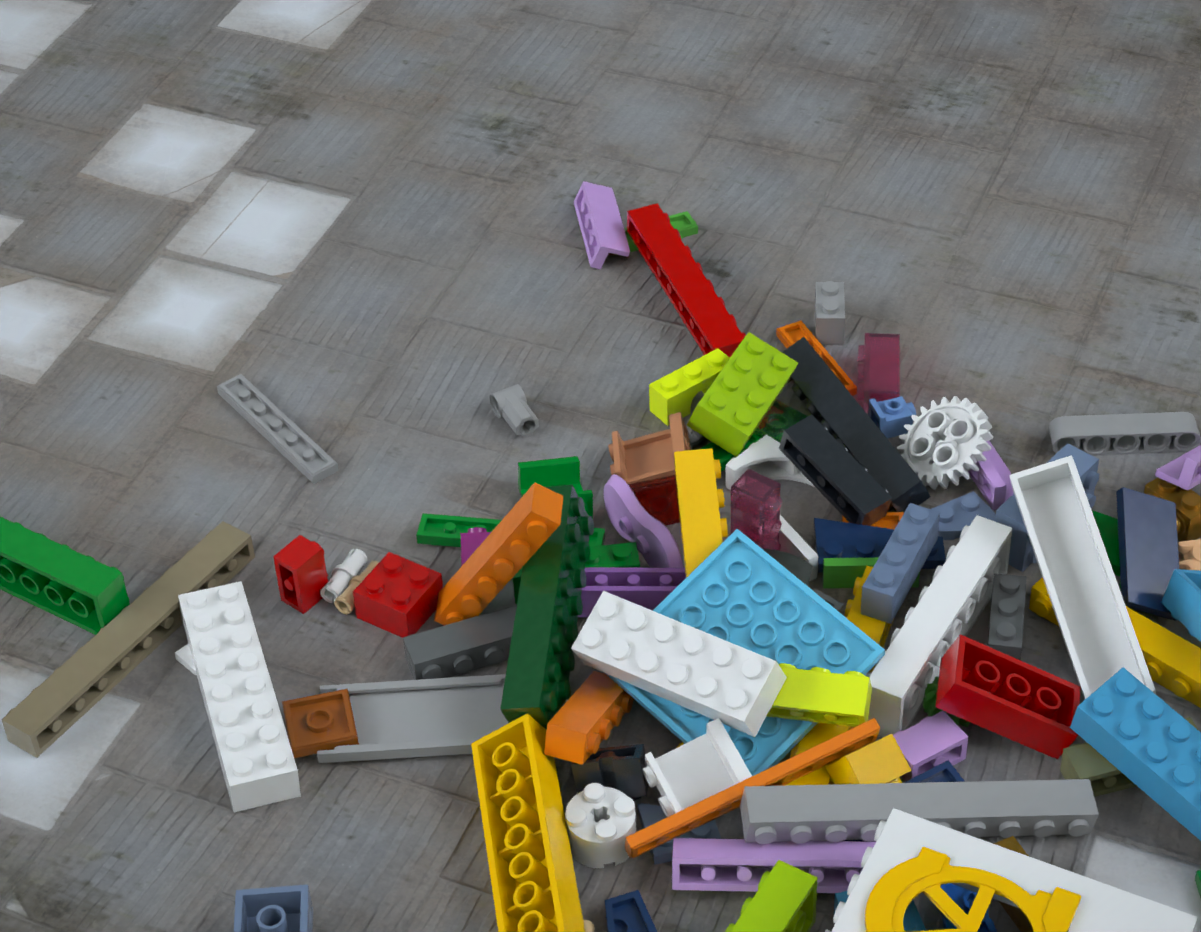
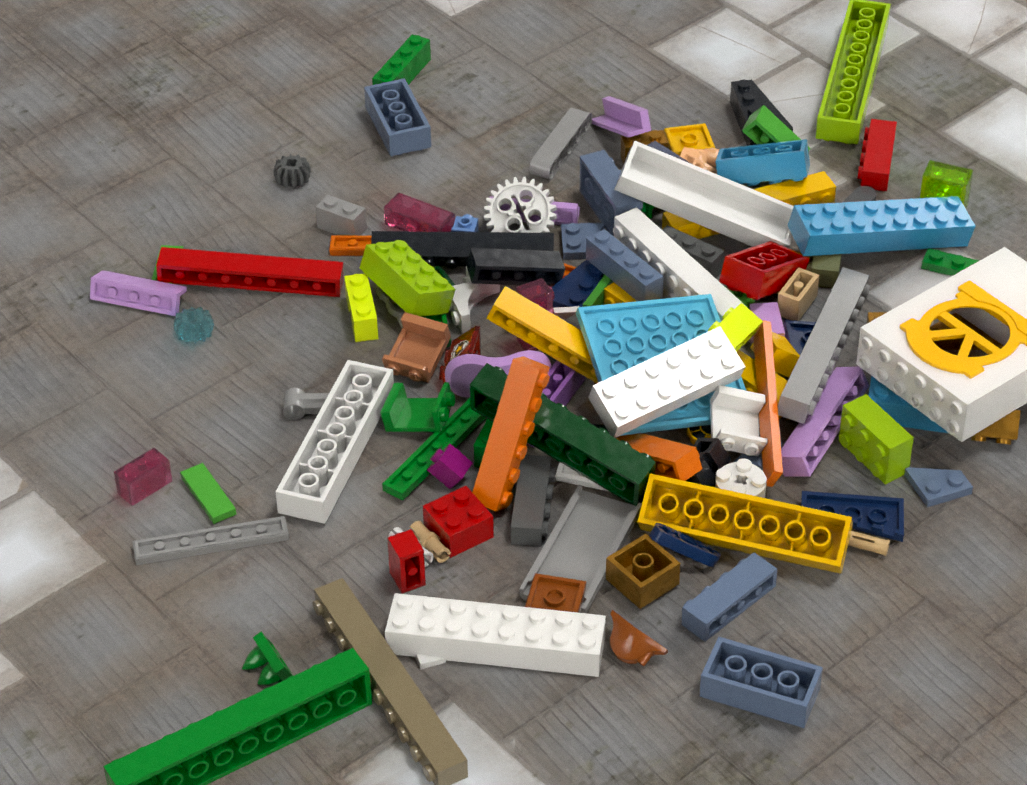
camera: 65 degrees left, 0 degrees up
(123, 536) = (265, 653): none -> green tile
(290, 815) = (631, 644): none -> dark orange hat
(328, 340) = (143, 476): none -> clear pink brick
(341, 397) = (208, 493): none -> bright green tile
(401, 782) = (642, 571): none -> pearl gold brick
(412, 882) = (729, 596): none -> sand blue brick
(457, 449) = (334, 442): none -> white brick
(470, 792) = (685, 544): none -> dark blue beam
(577, 281) = (193, 324): none -> clear light blue gear
(880, 248) = (292, 171): none -> dark grey gear
(1005, 754) = (798, 294): none -> tan brick
(1037, 283) = (397, 117): none -> sand blue brick
(1134, 254) = (406, 61): none -> green brick

